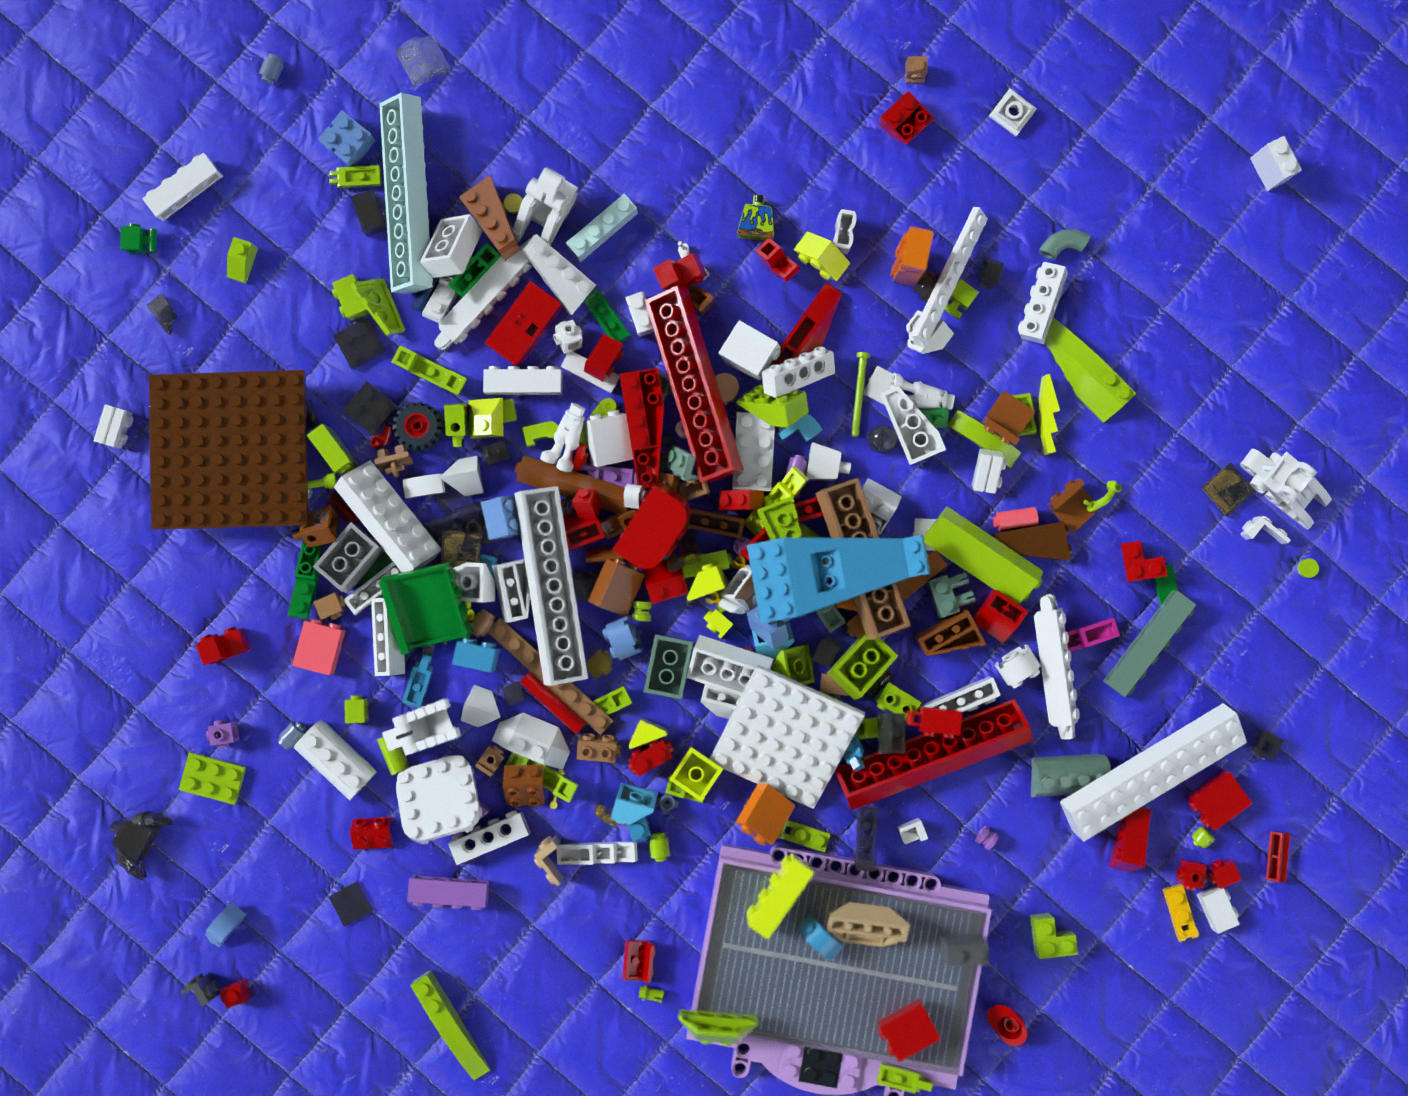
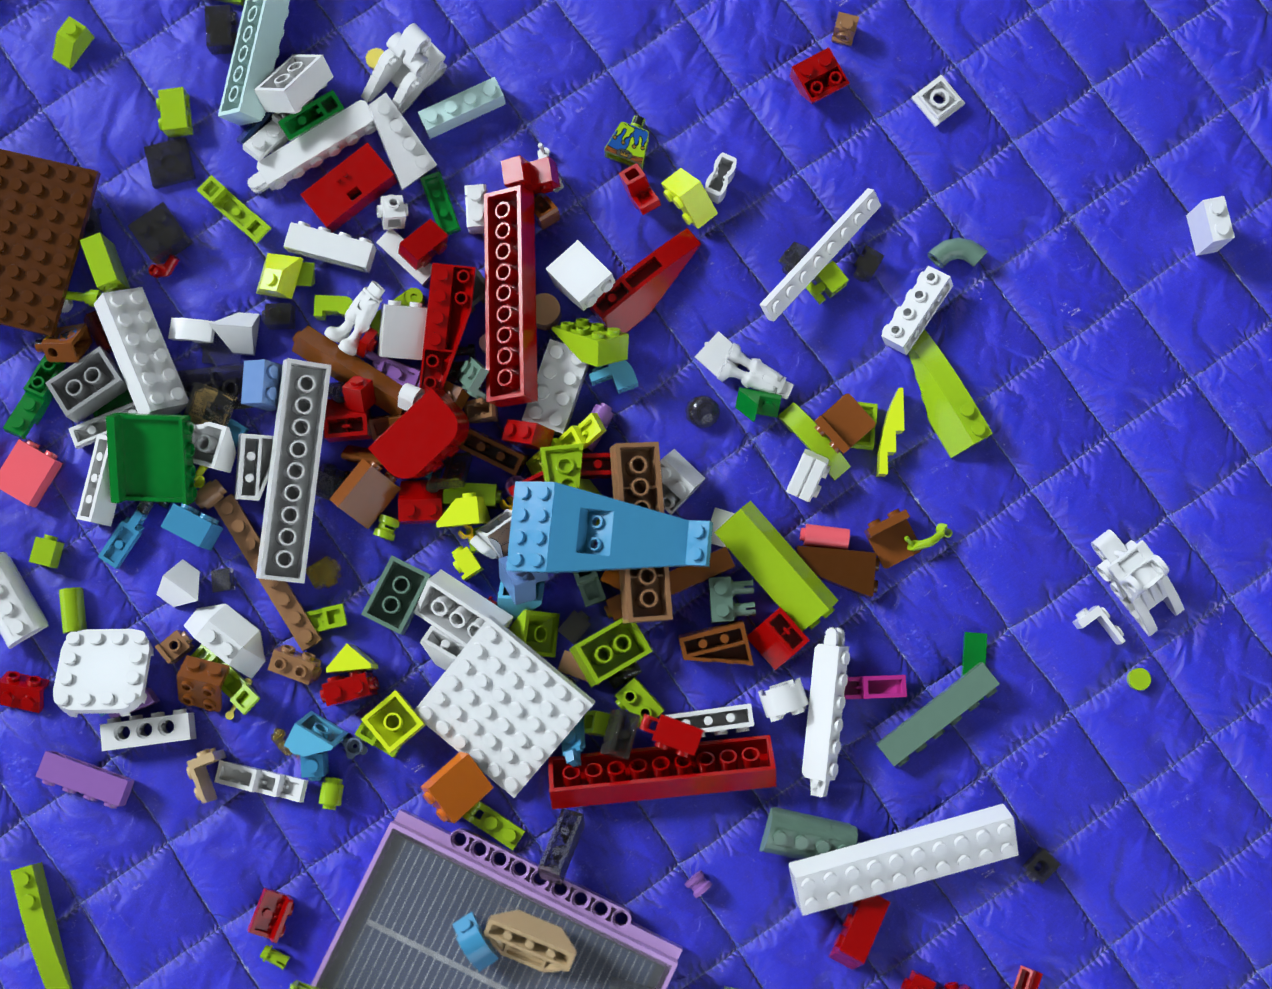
camera: 20 degrees right, 5 degrees down
(330, 606) = (52, 432): medium nougat brick -> none
(379, 303) = (202, 125): lime wing -> none
(395, 462) = (167, 296): medium nougat hips -> none
(418, 427) = (204, 265): black wheel -> none
(432, 725) = (116, 593): white piece -> none
(457, 414) = (246, 271): lime torso -> none
(489, 212) = (347, 64): dark orange wedge -> none
(553, 702) = (261, 601): red brick -> none
(623, 638) = (356, 551): medium blue brick -> none
(779, 895) = (437, 883): neon yellow brick -> none
(798, 372) = (598, 319): white brick -> none
(825, 464) = (631, 421): white torso -> none
(859, 392) = (705, 318): lime bar -> none
(911, 256) = (782, 219): orange piece -> none
(912, 831) = (617, 854): white panel -> none
(913, 429) = (737, 410): white wedge -> none
(938, 340) = (790, 319): white slope -> none
(1139, 568) = (946, 625): red brick -> none
(1202, 838) = (942, 951): lime piece -> none
(1218, 800) = (971, 913): red brick -> none
(1228, 489) = (1070, 568): clear smoke tile -> none

